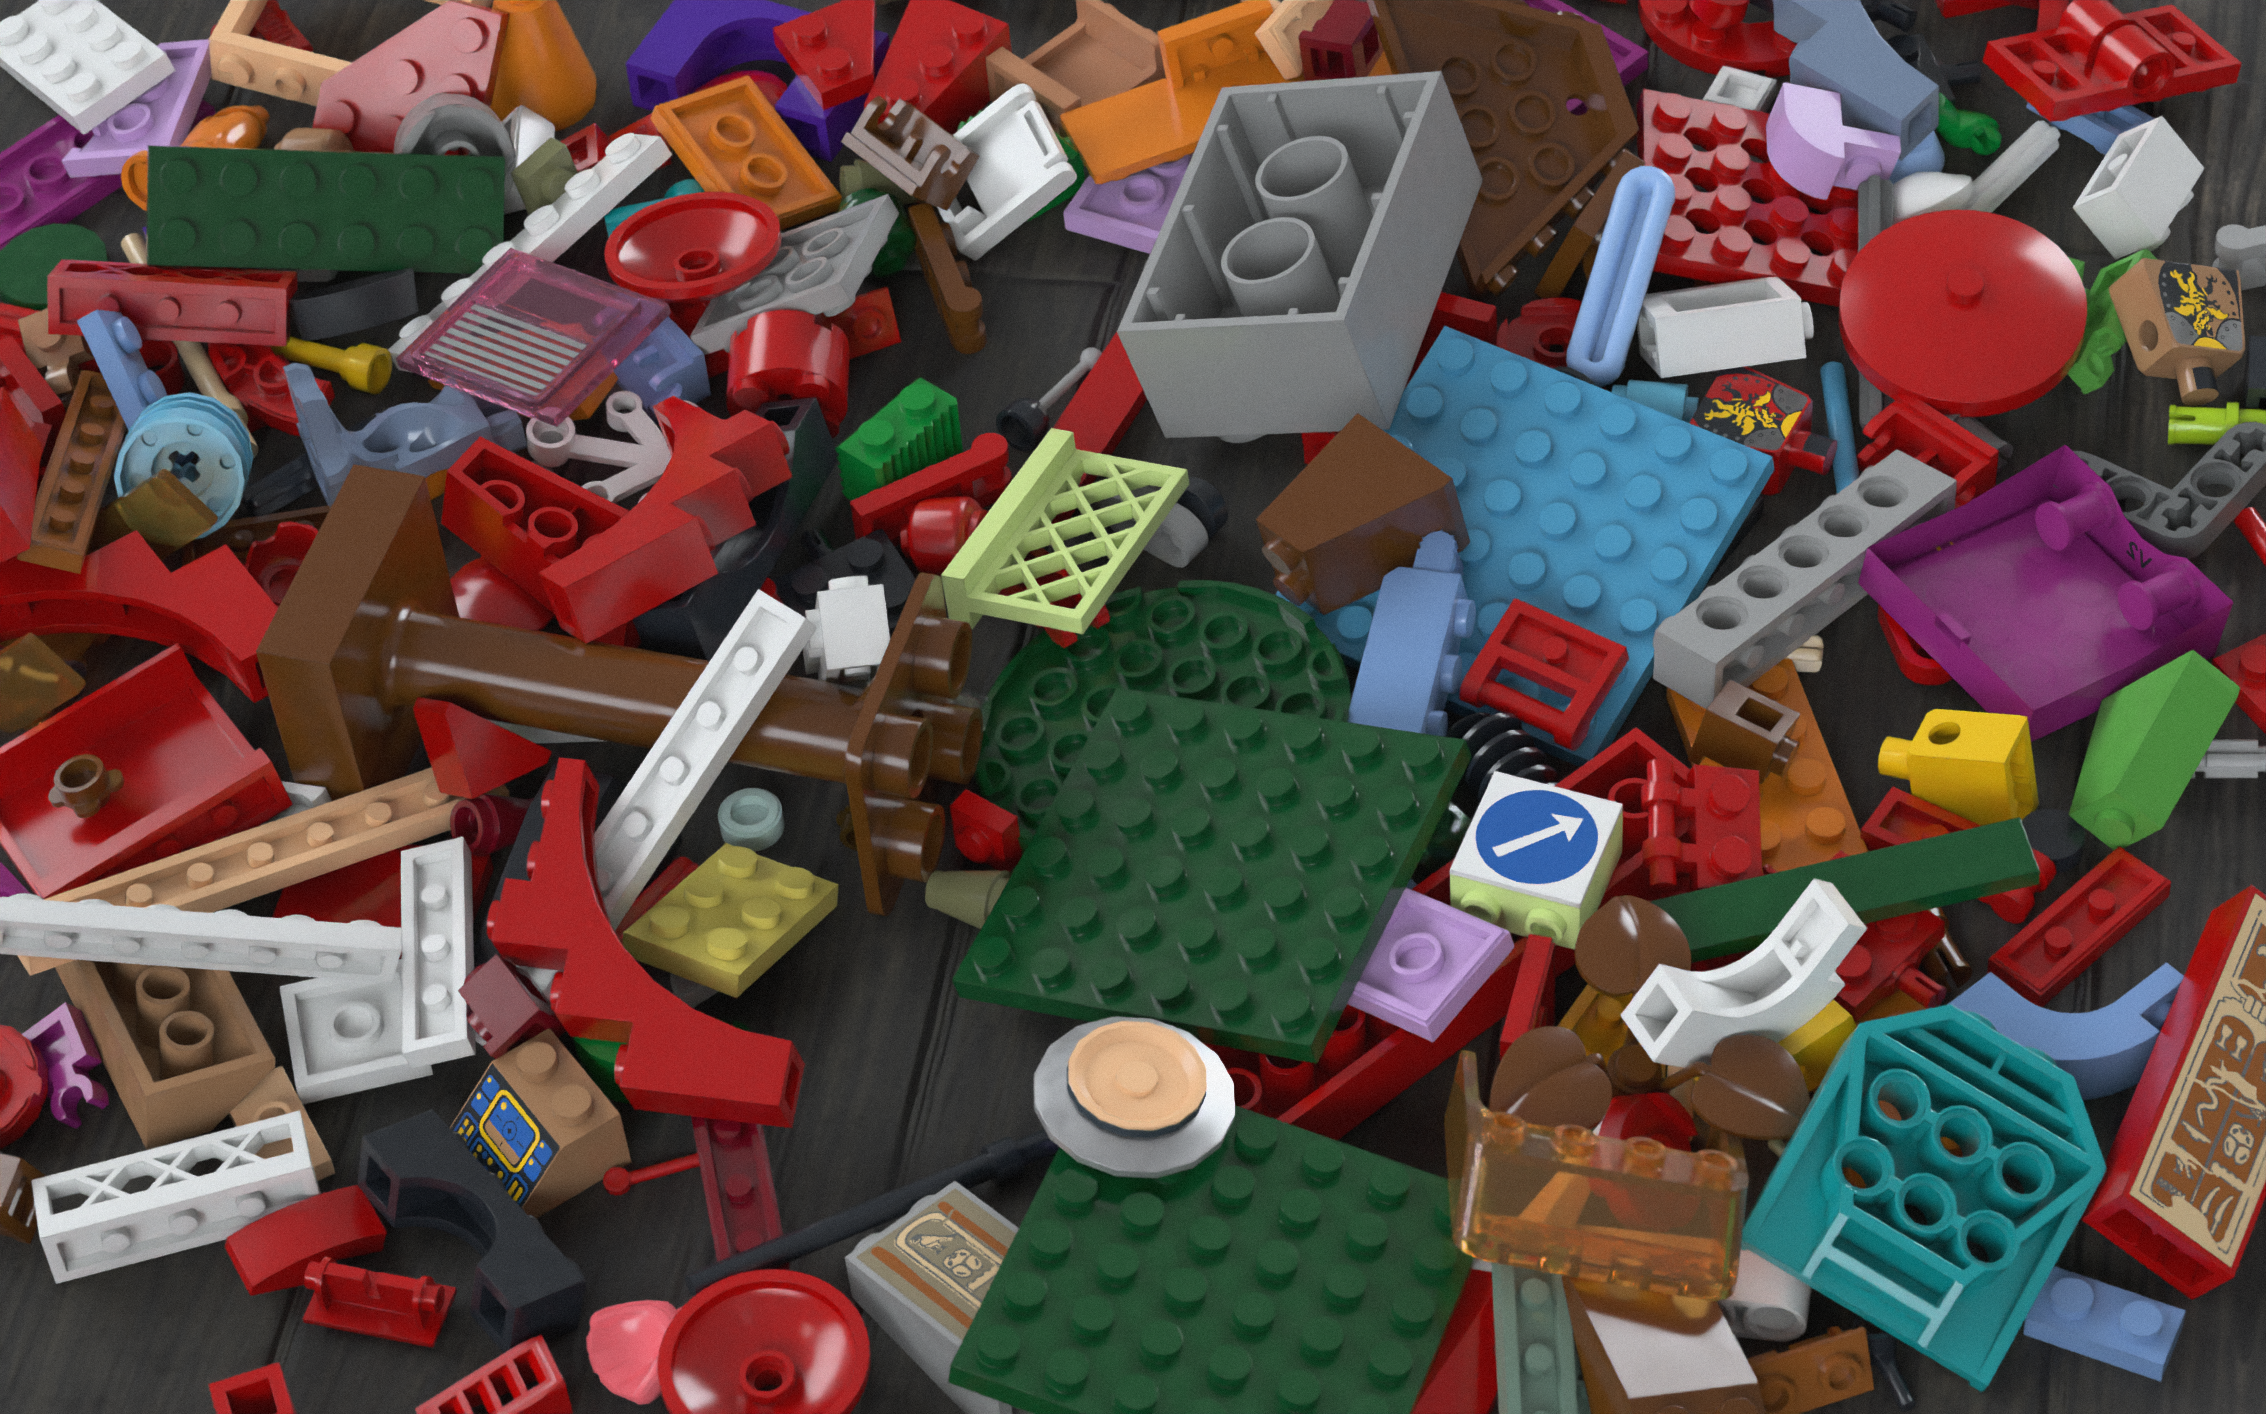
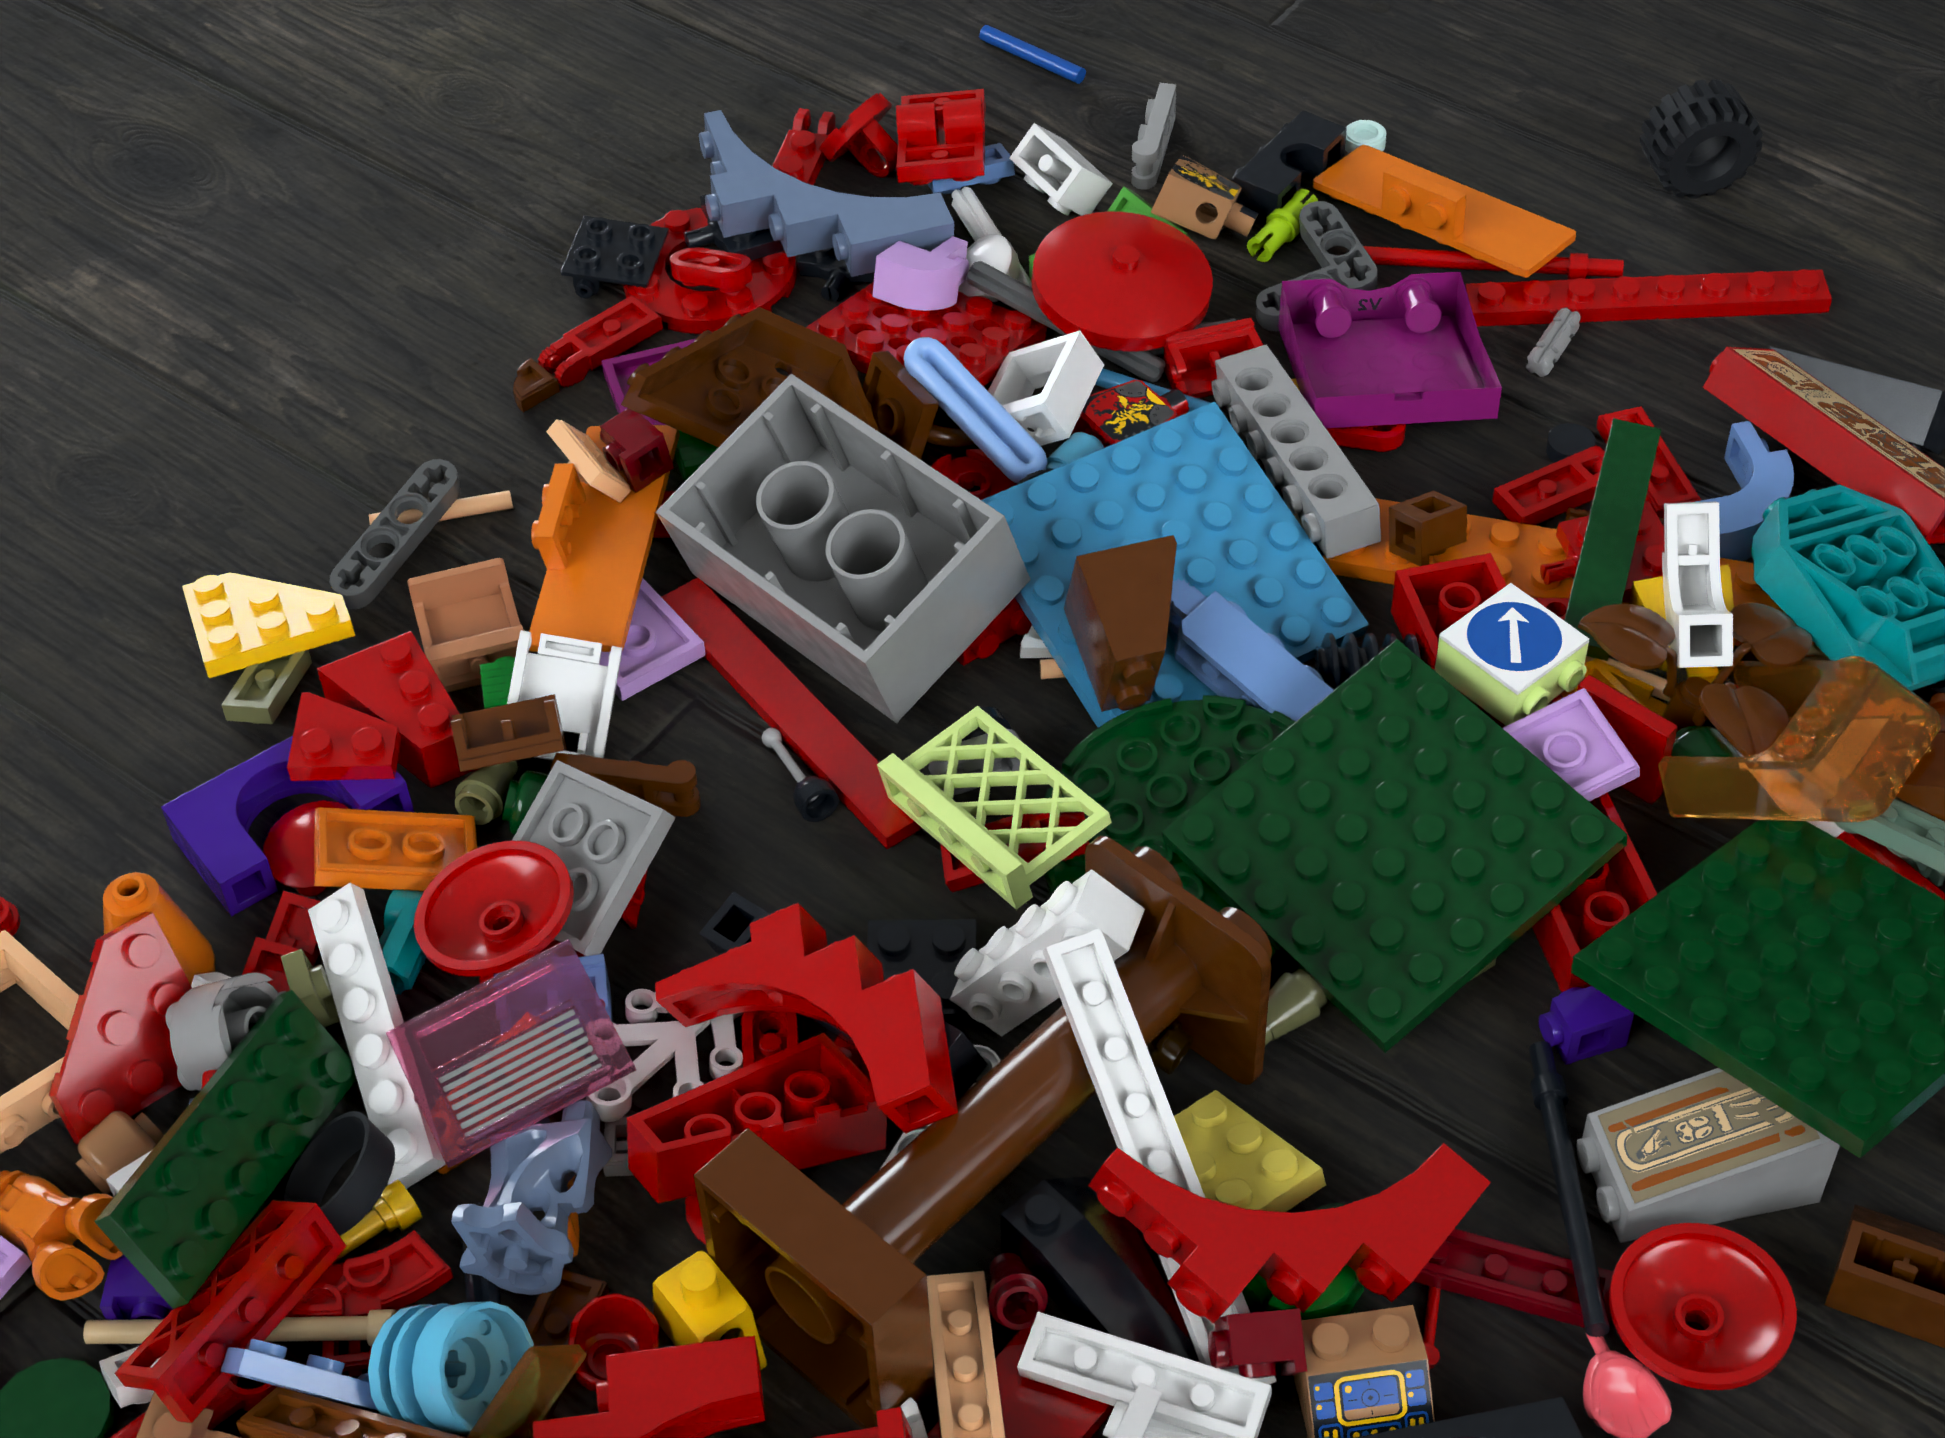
camera: 65 degrees left, 0 degrees up
(471, 752) = (966, 1267): red slope -> none
(751, 819) = (1092, 1129): light aqua tile -> none
(789, 359) = (669, 909): red brick -> none
(900, 439) = (791, 868): green brick -> none
(939, 531) = (907, 883): red head -> none
(973, 473) = (851, 872): red plate -> none
(1134, 1097) = (1638, 944): piece -> none
(1553, 656) = (1299, 586): red plate -> none
(1721, 826) = (1505, 558): red plate -> none
(1742, 89) = (800, 308): white tile -> none
(1967, 764) = (1512, 441): yellow torso -> none
(2149, 748) = (1550, 360): bright green slope -> none

